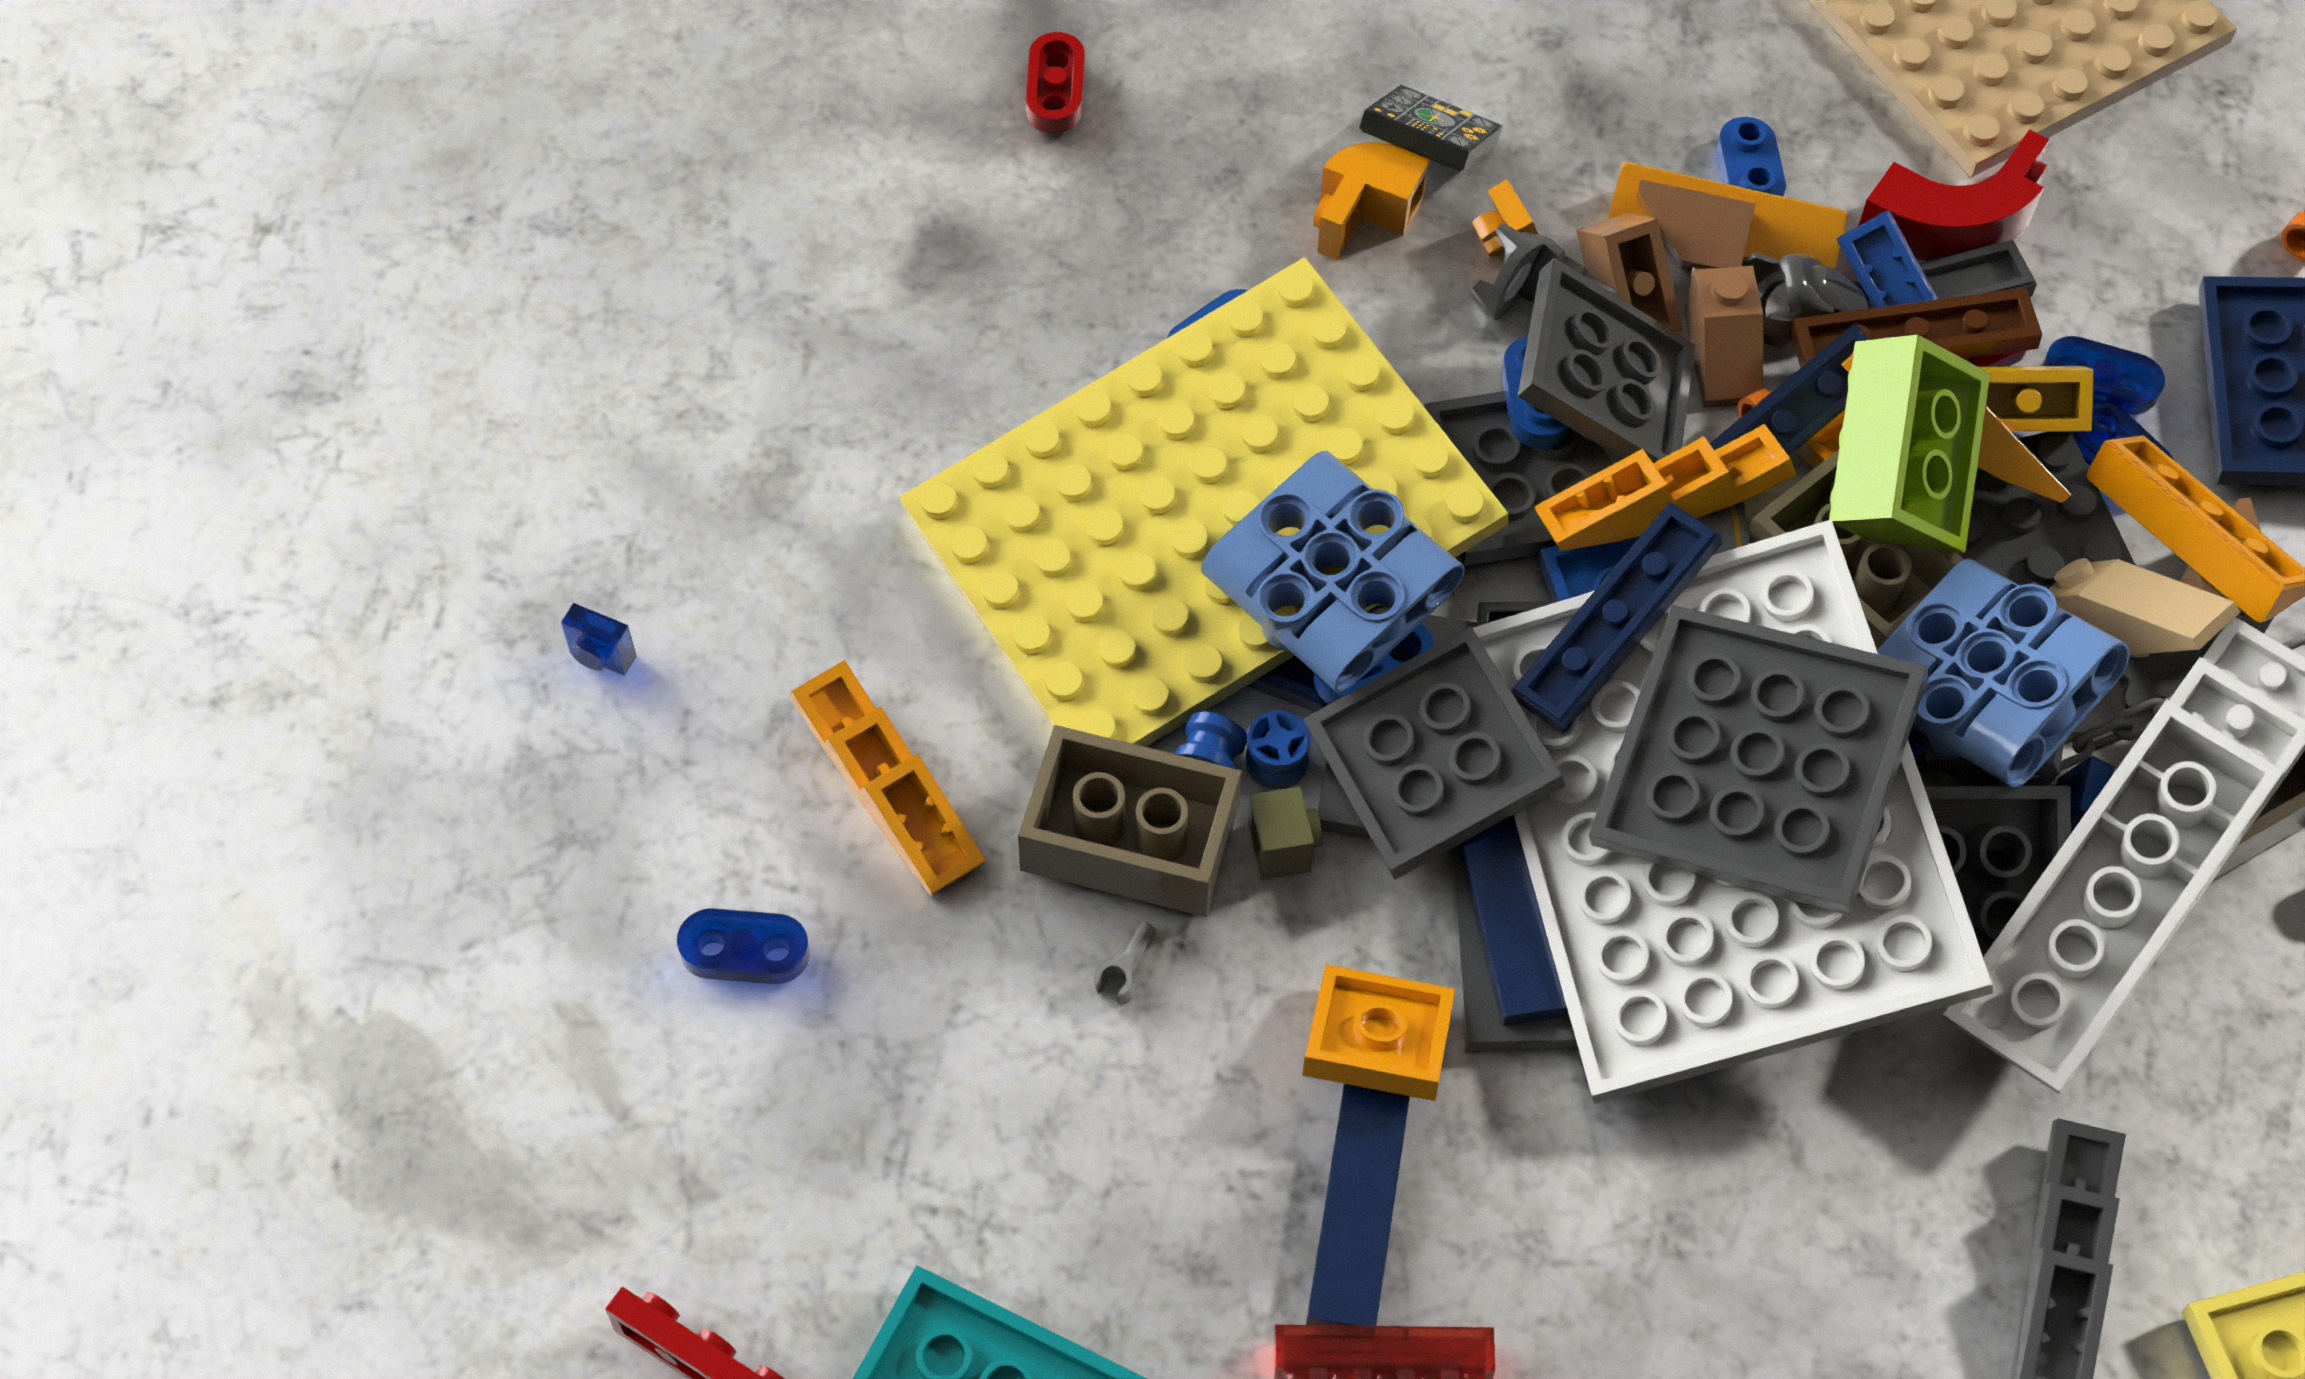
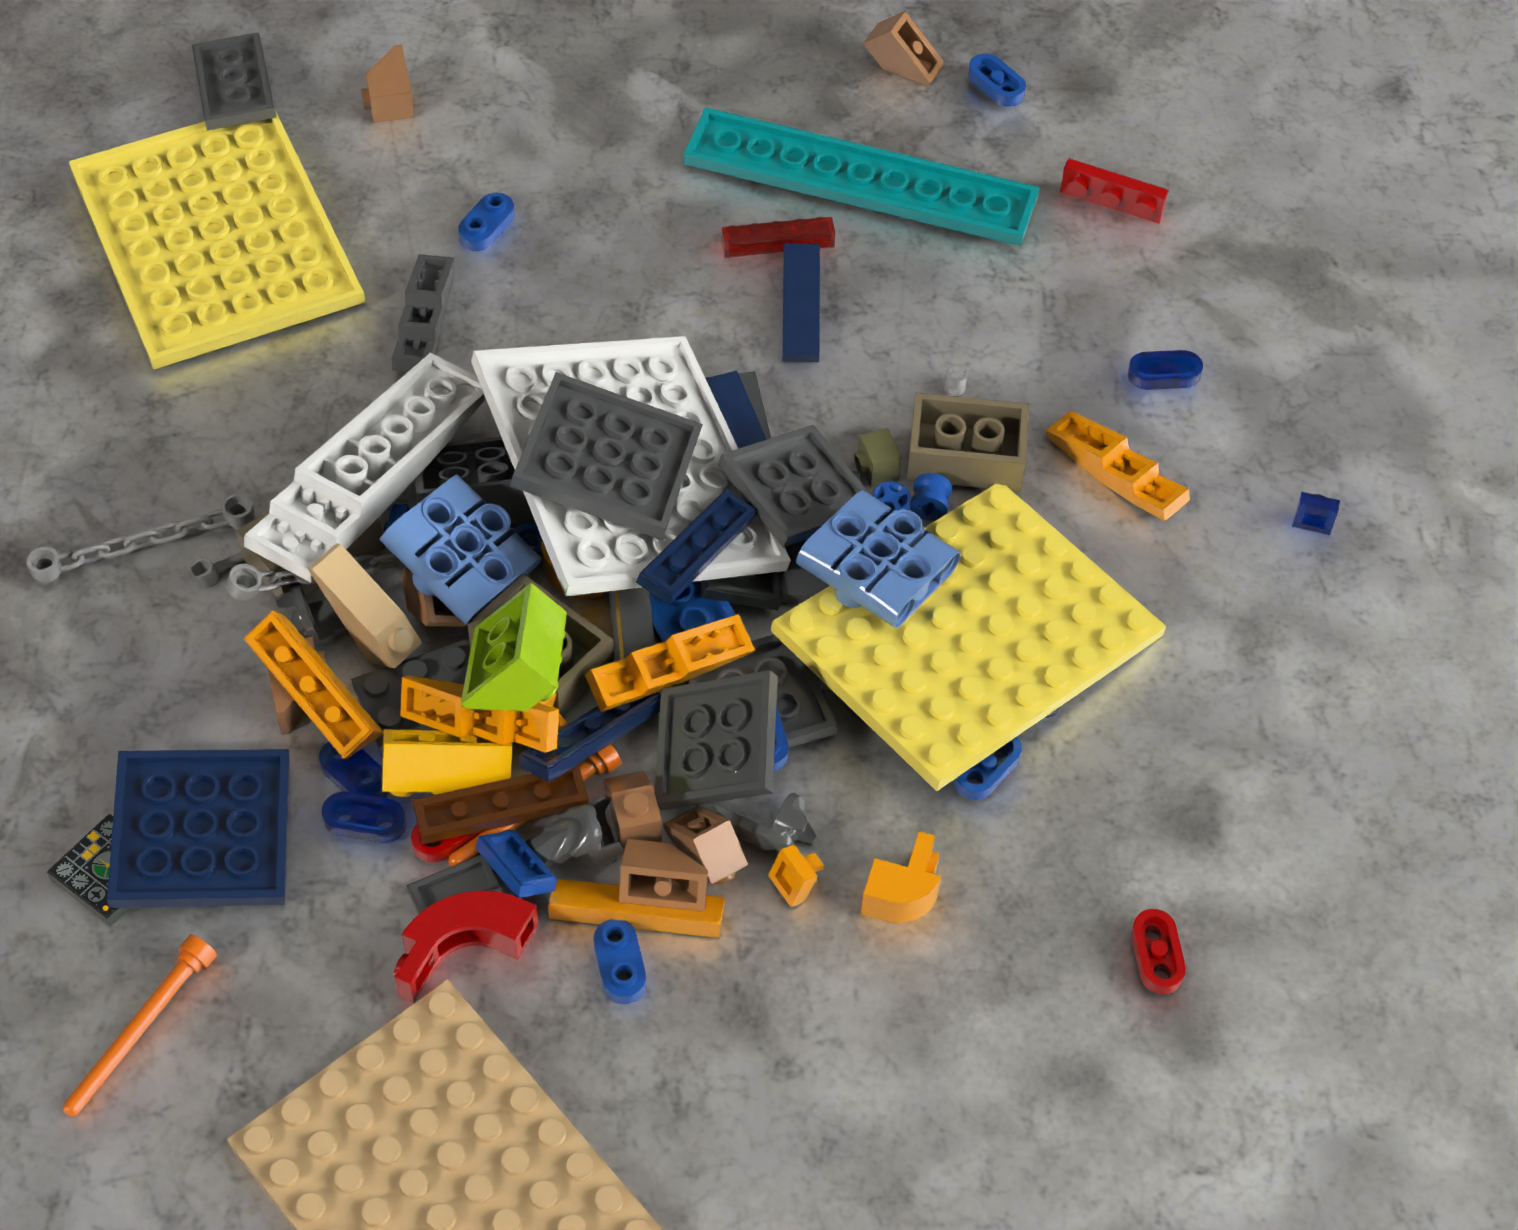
camera: 170 degrees right, 5 degrees down
(1379, 1032) = (804, 361): light orange plate -> none
(1430, 127) = (866, 936): tile -> none

